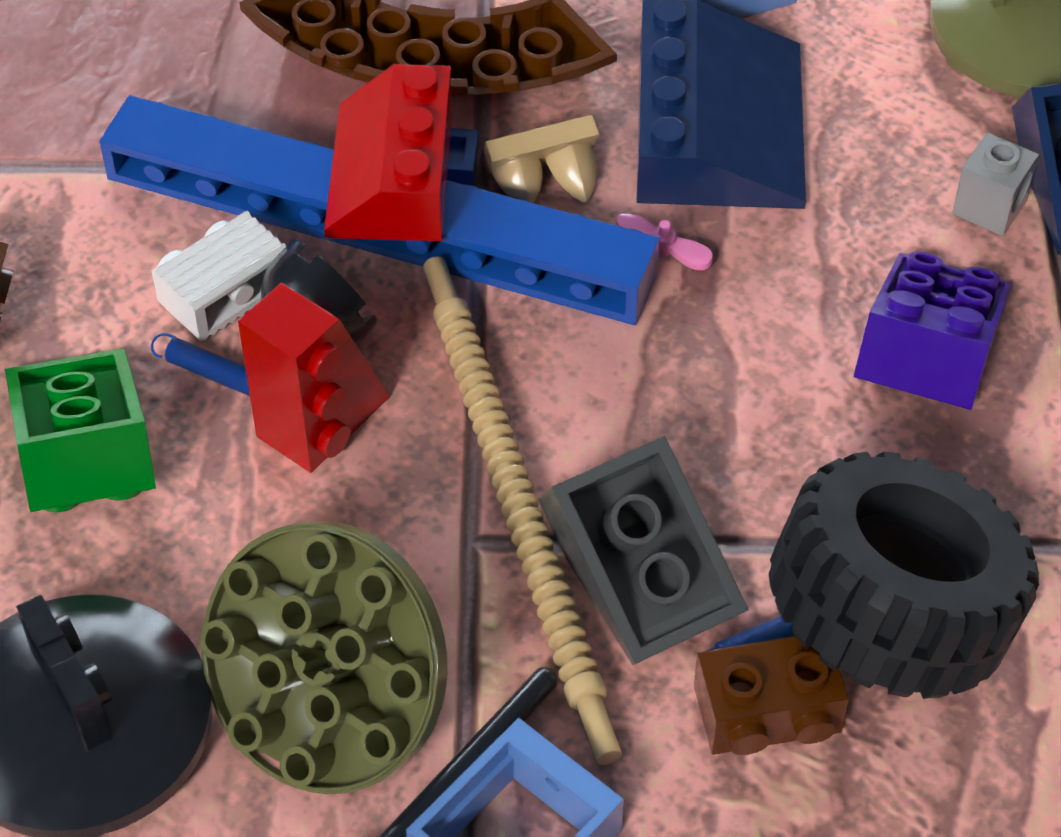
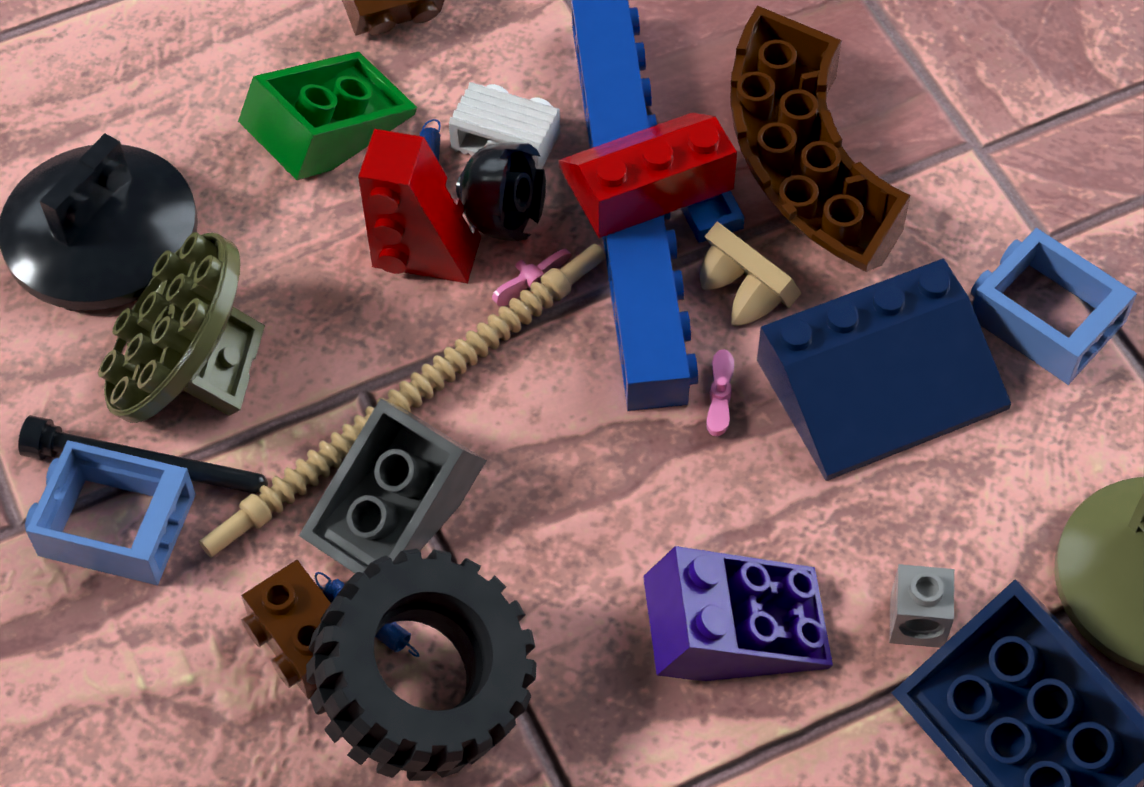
camera: 65 degrees right, 5 degrees up
(424, 333) = (528, 275): none -> bright pink piece

